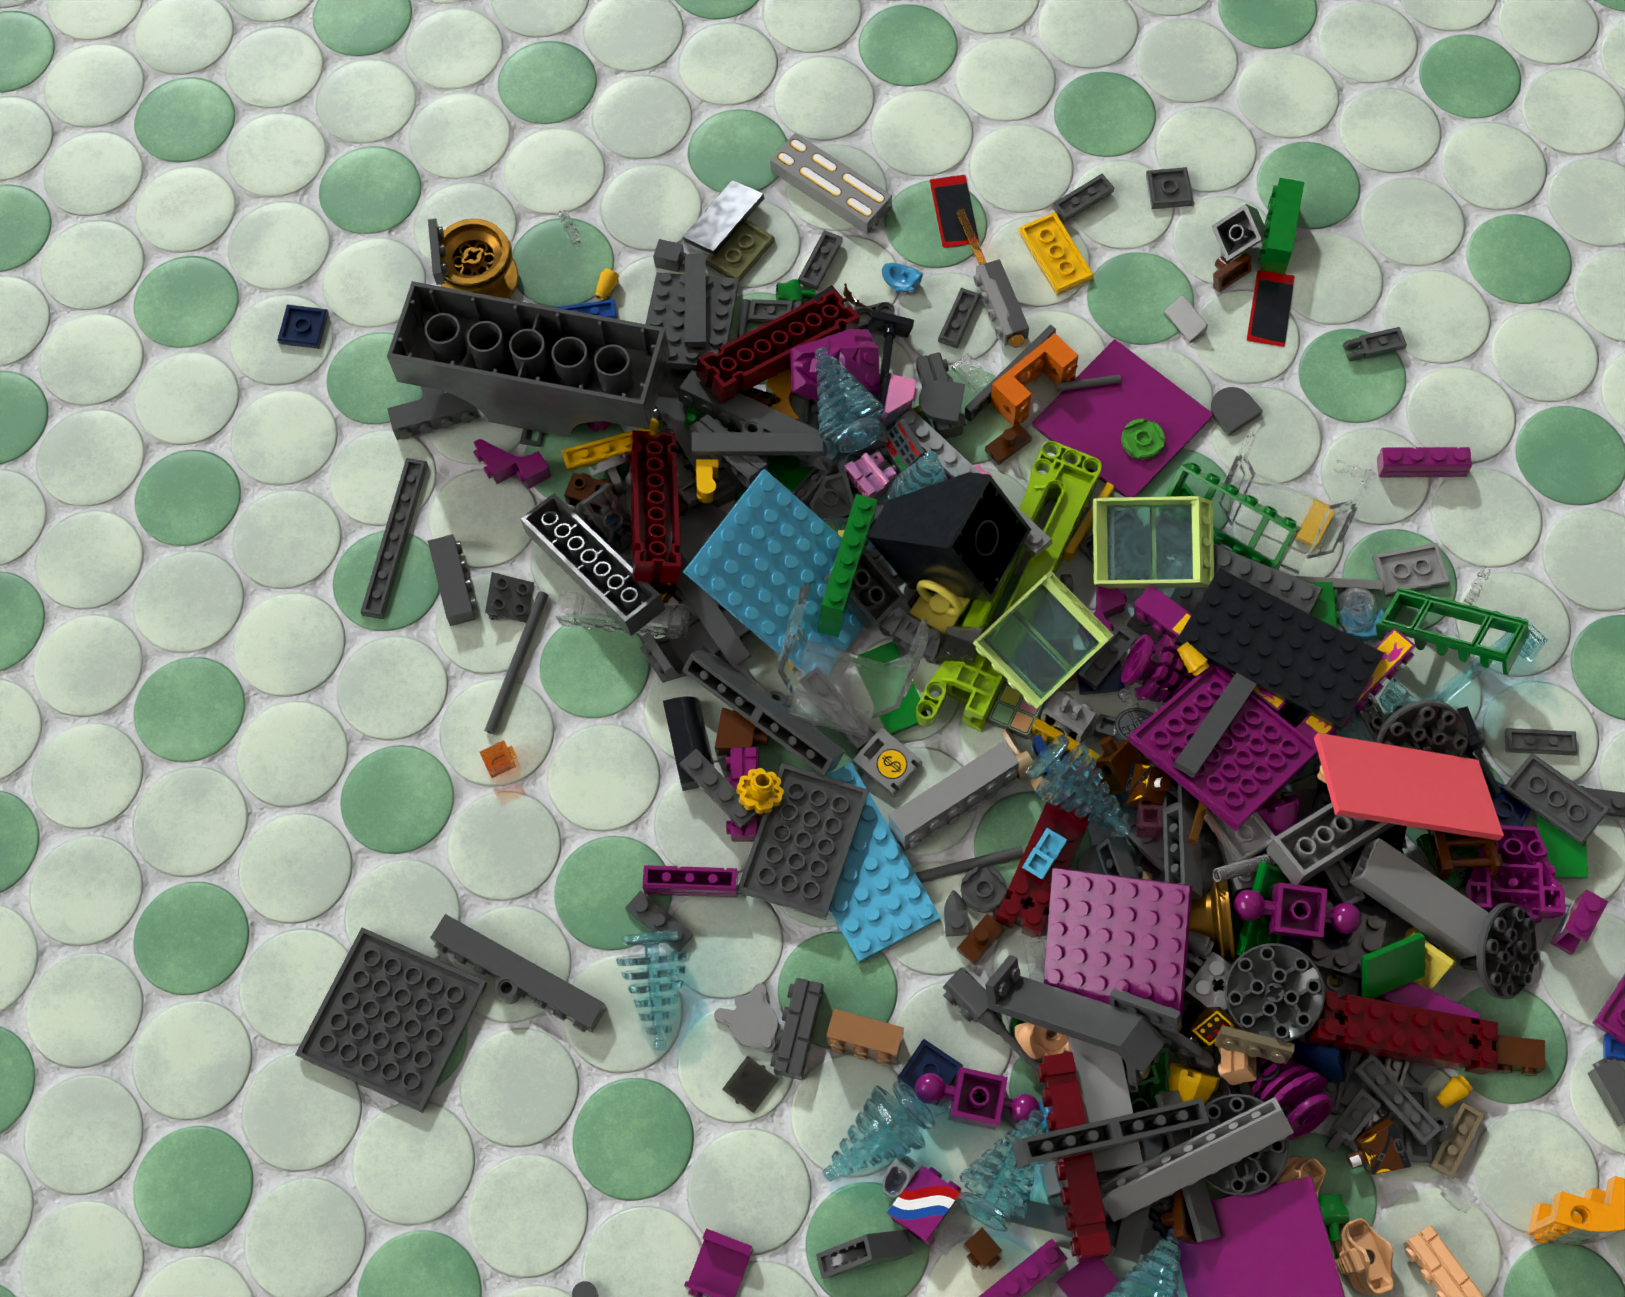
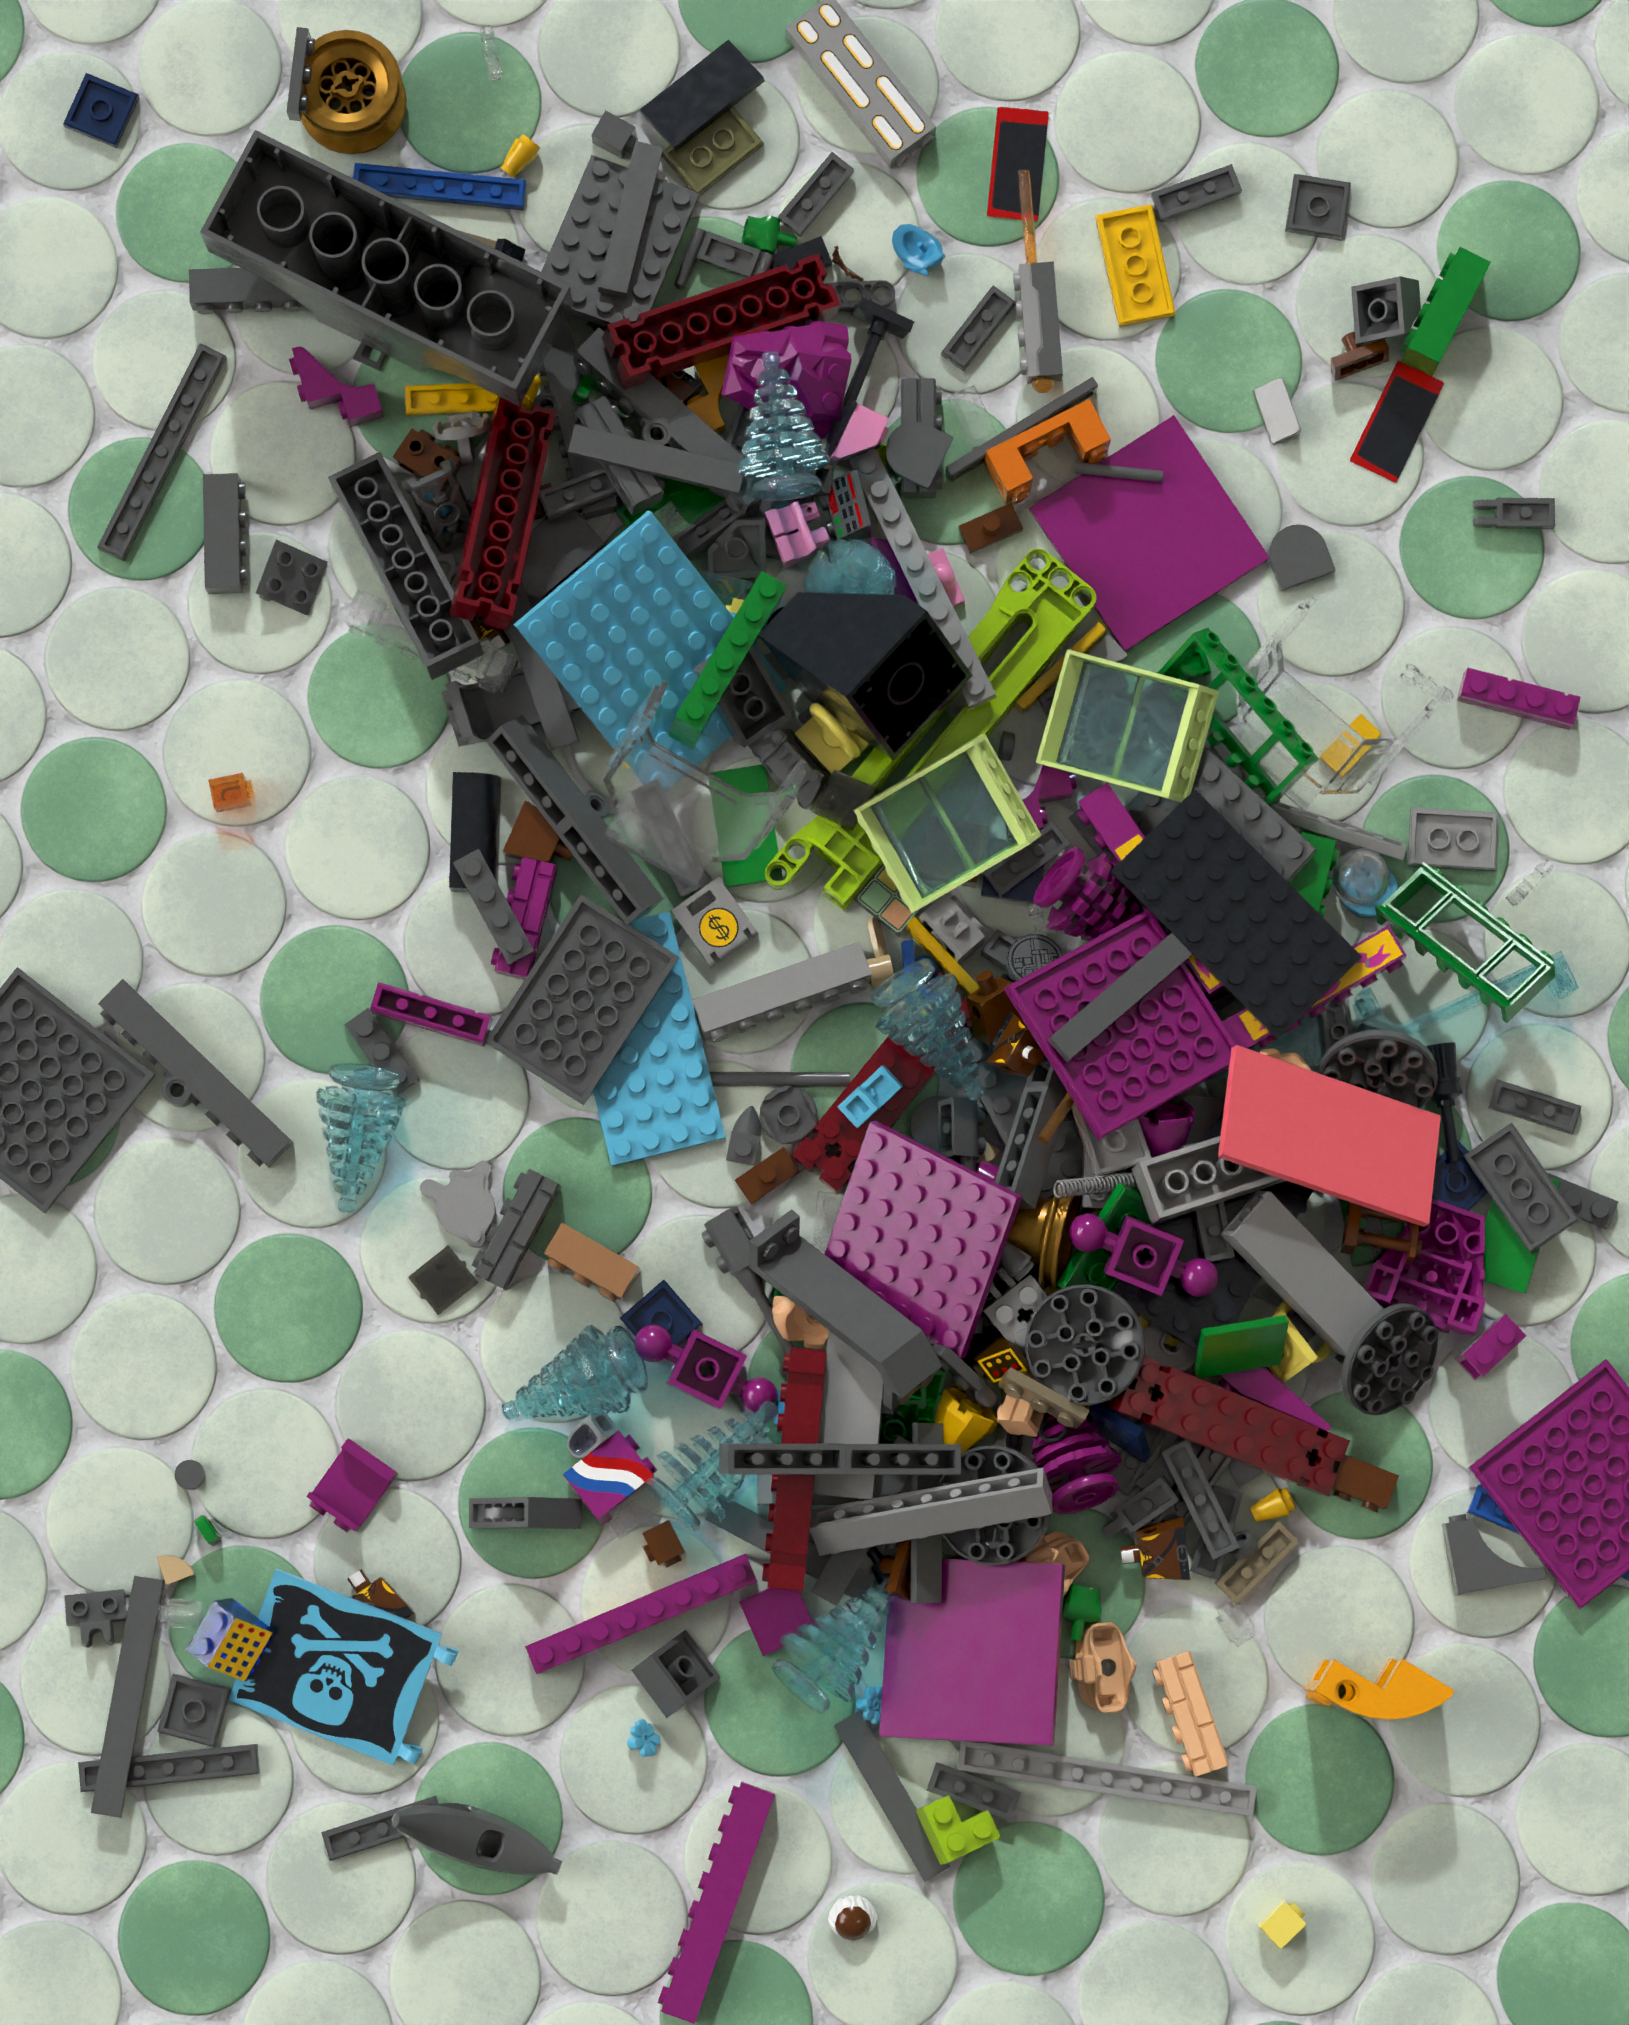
camera: 10 degrees right, 15 degrees up
(516, 663) = (281, 667): dark grey piece -> none
(705, 485) = (575, 499): yellow leg -> none
(760, 791) = (535, 935): yellow plant -> none
(1142, 439) = (1165, 571): bright green tile -> none
(1149, 821) = (1007, 1091): clear pink brick -> none
(1158, 1015) = (940, 1336): dark grey plate -> none
(1193, 659) = (1124, 902): yellow cone -> none

